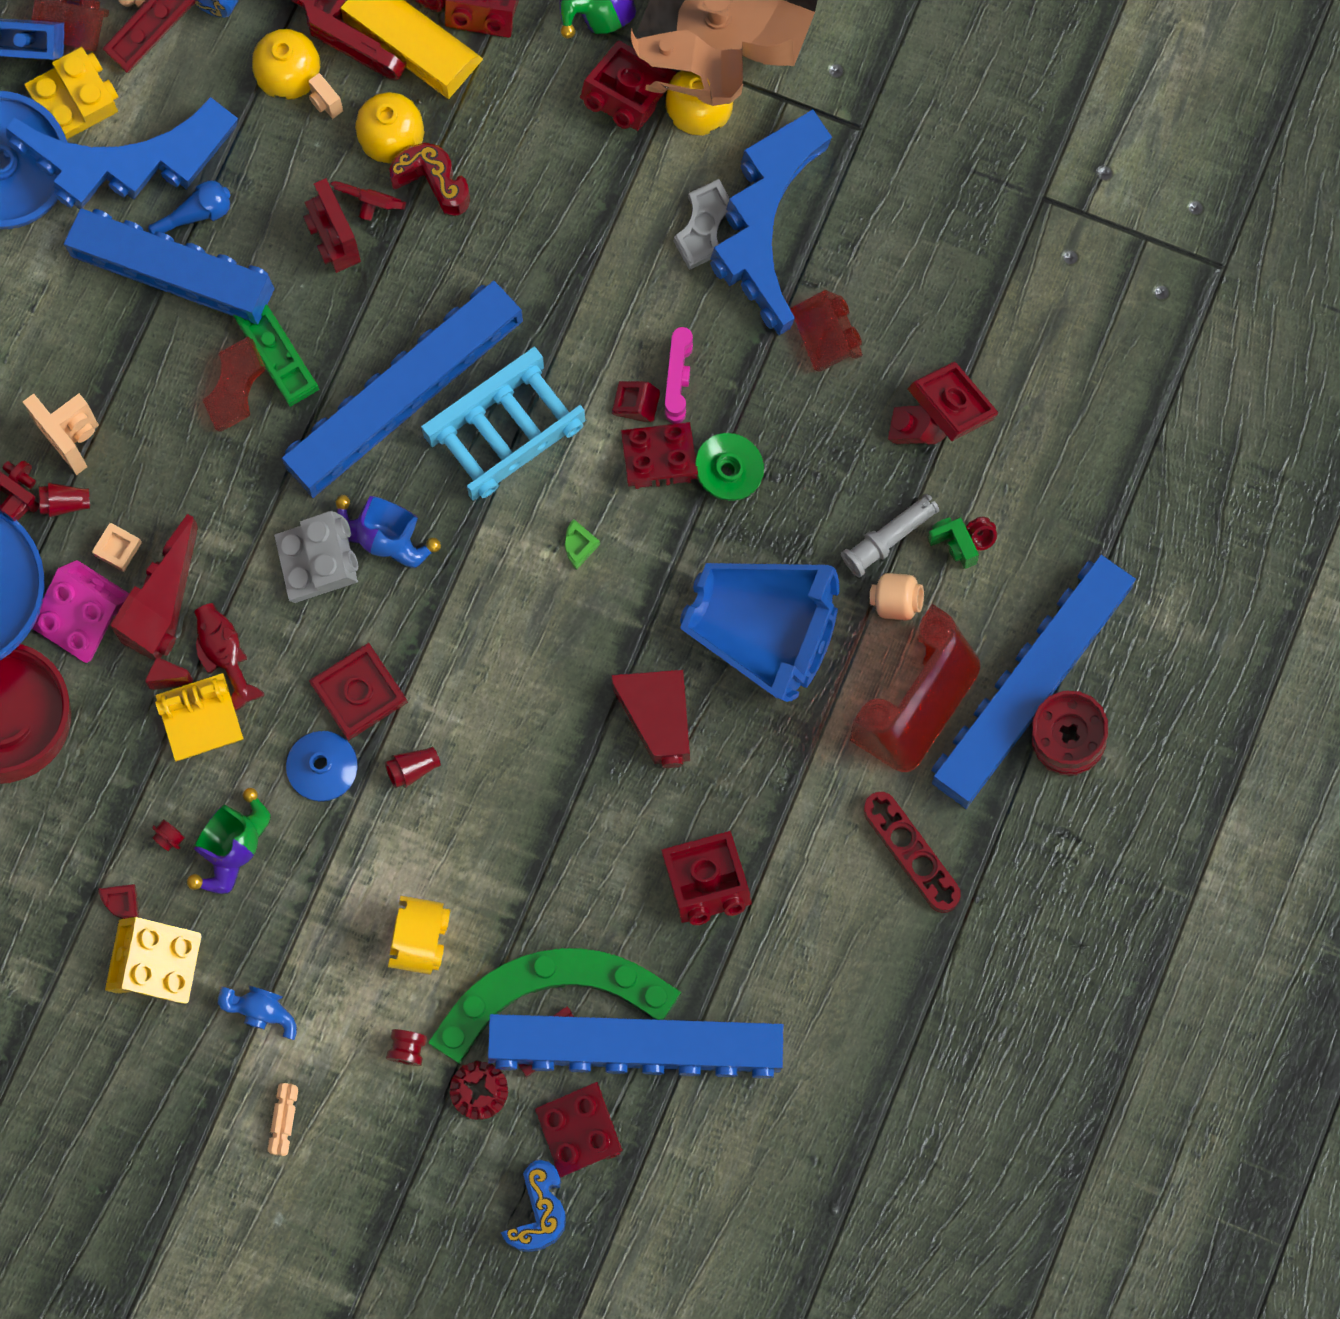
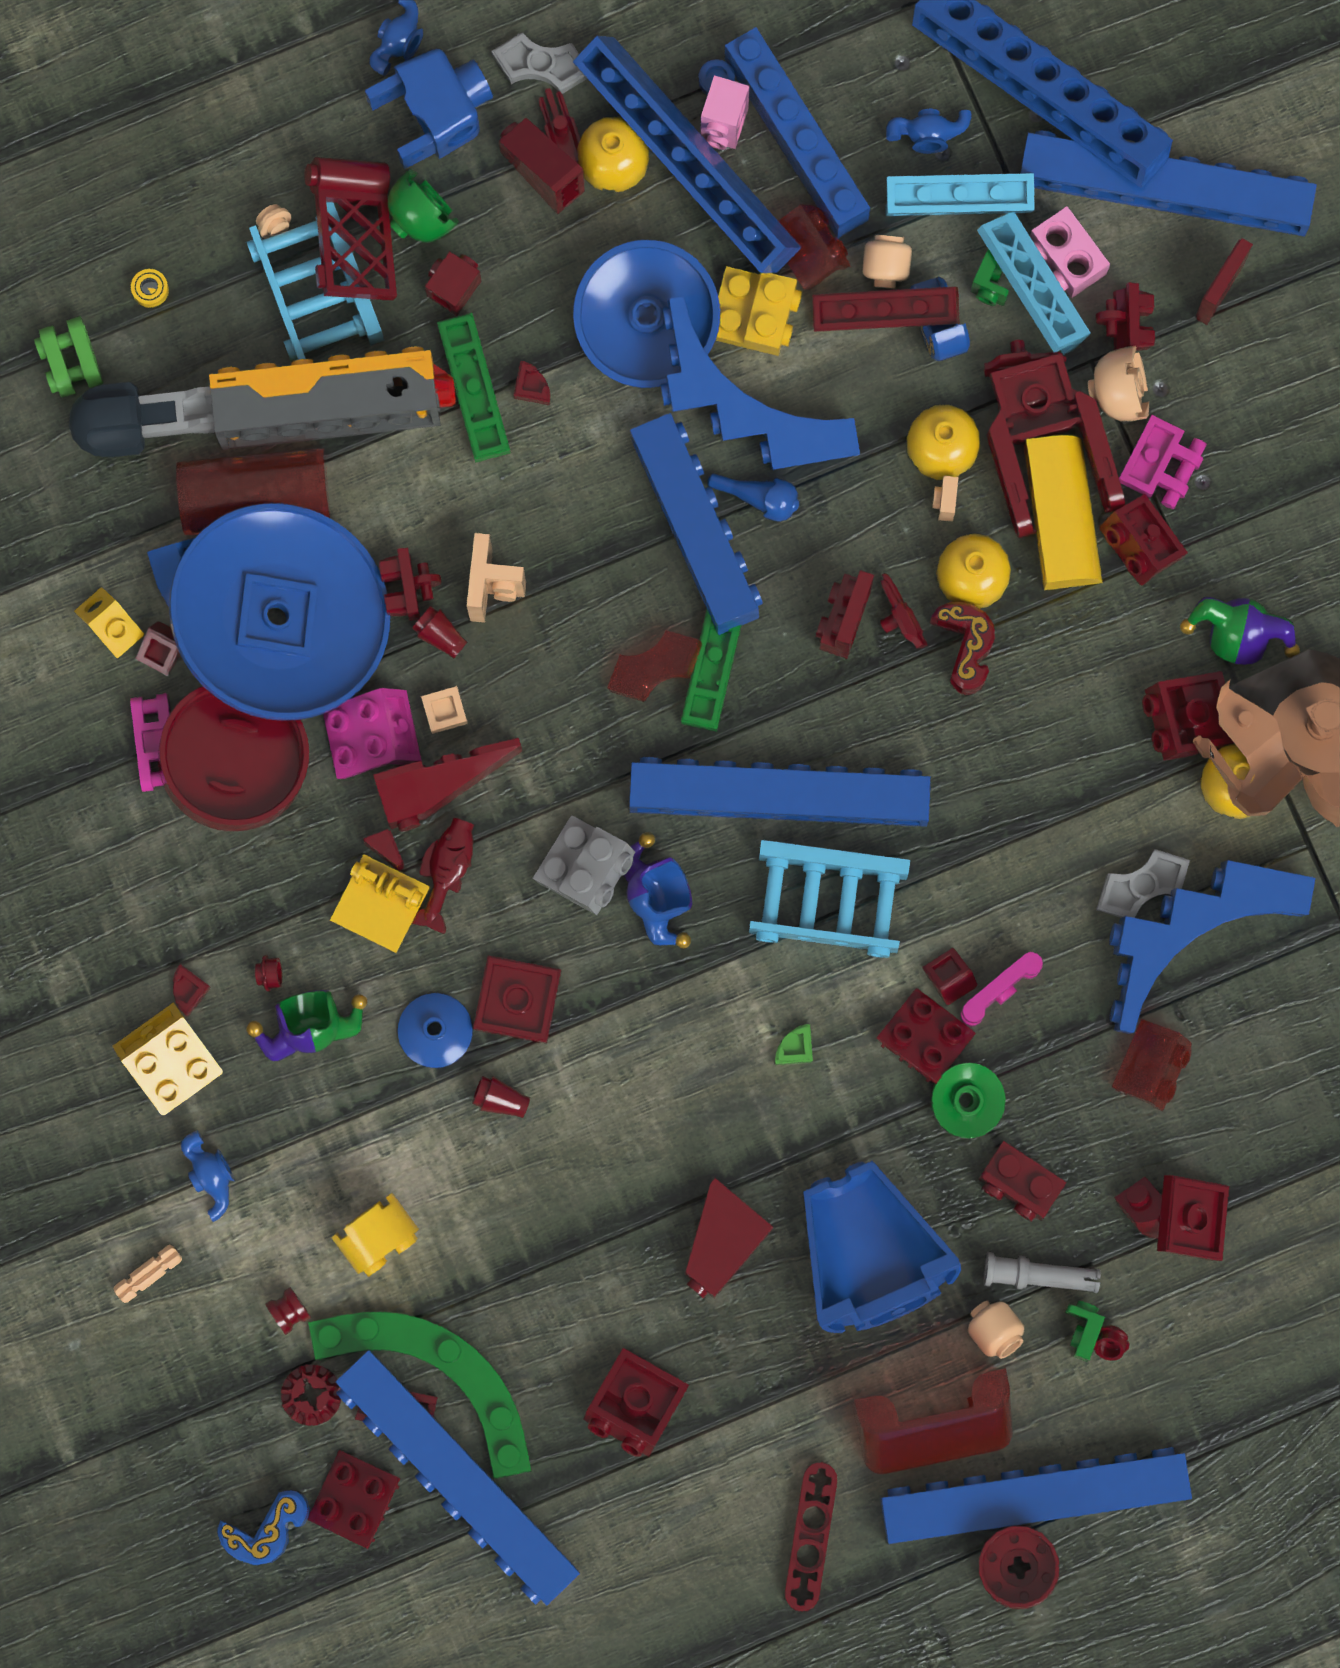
camera: 45 degrees right, 5 degrees up
(817, 488) = (1021, 1182): none -> dark red bracket

